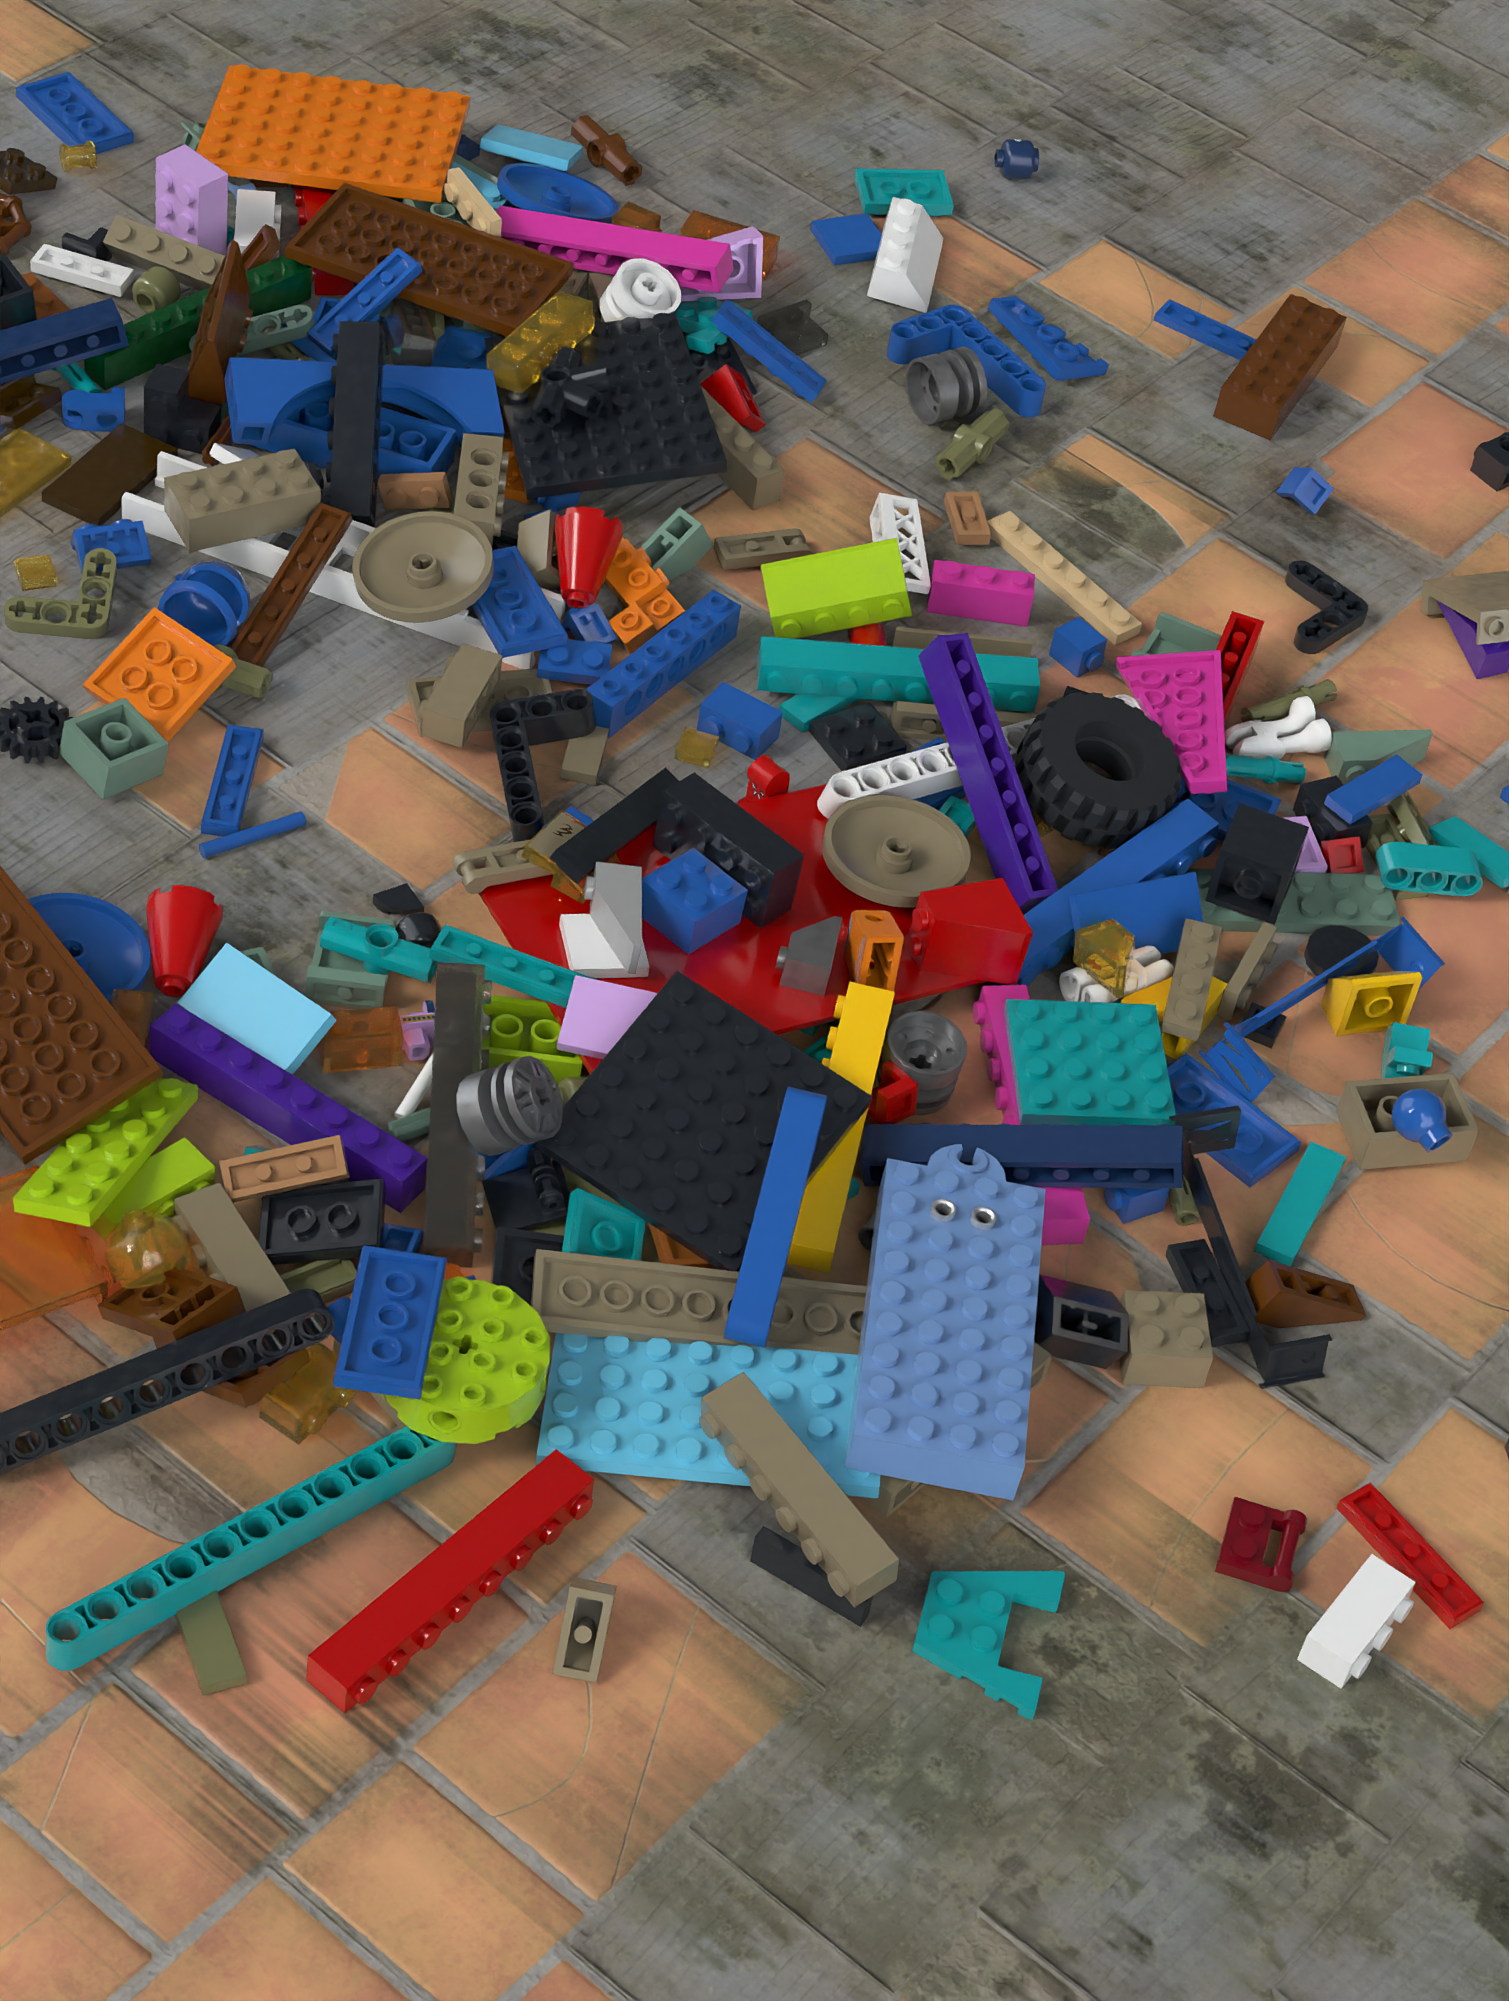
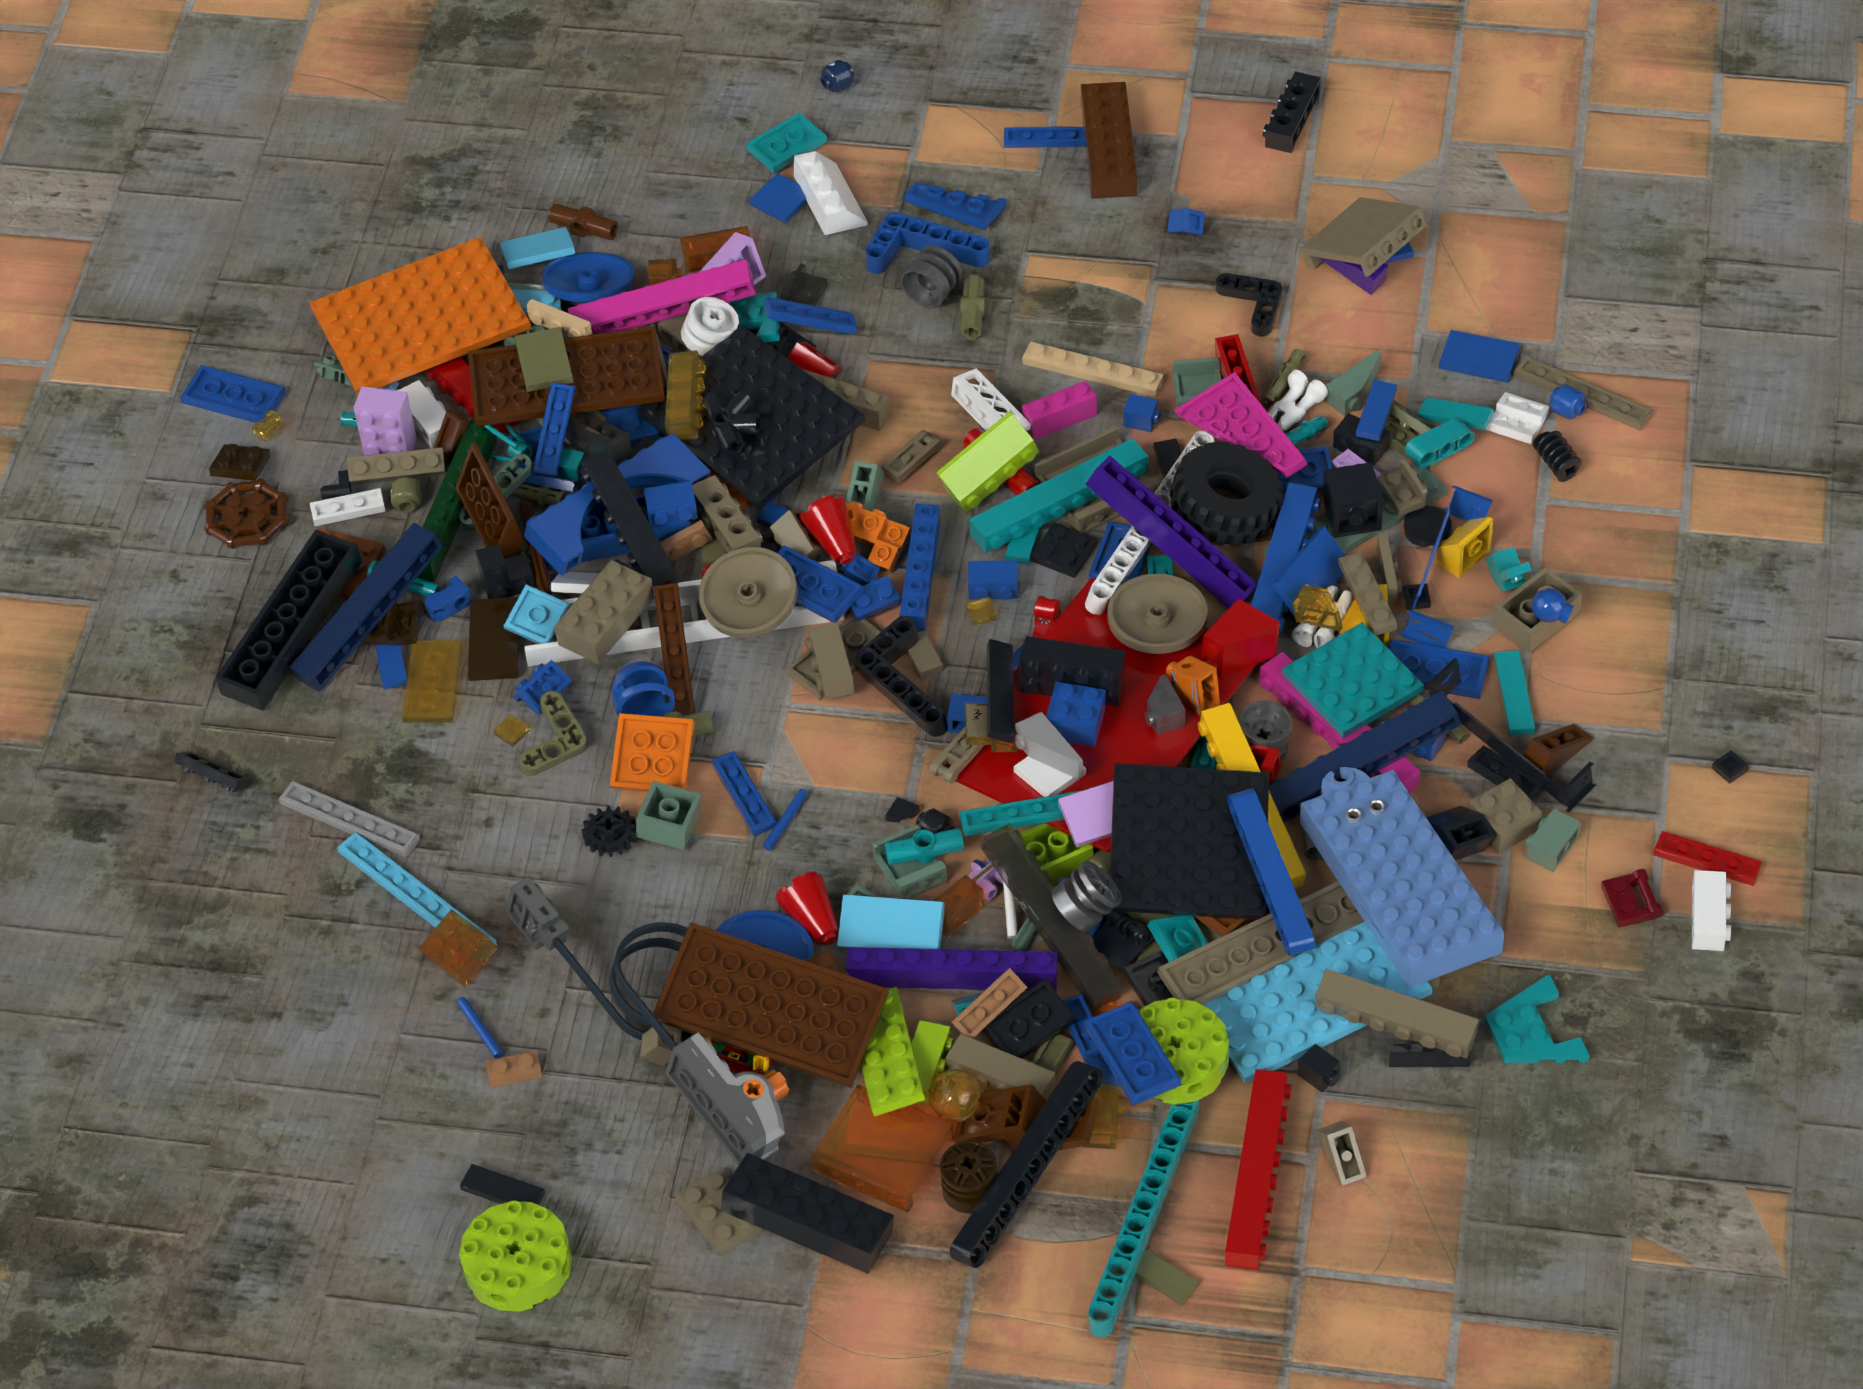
camera: 20 degrees left, 5 degrees up
(65, 1346) = (967, 1174): none -> dark brown wheel
(163, 459) = (536, 615): none -> medium azure tile
(317, 305) = (515, 447): none -> teal plant
(417, 227) = (543, 359): none -> olive tile
(422, 434) = (670, 503): none -> blue brick
(648, 1502) = (1319, 1068): none -> black brick
(967, 518) = (1010, 361): medium nougat plate -> none
(1207, 1406) = (1552, 839): none -> sand green brick
(1339, 893) = (1404, 489): none -> dark tan bracket
(1343, 855) = (1385, 460): red plate -> none

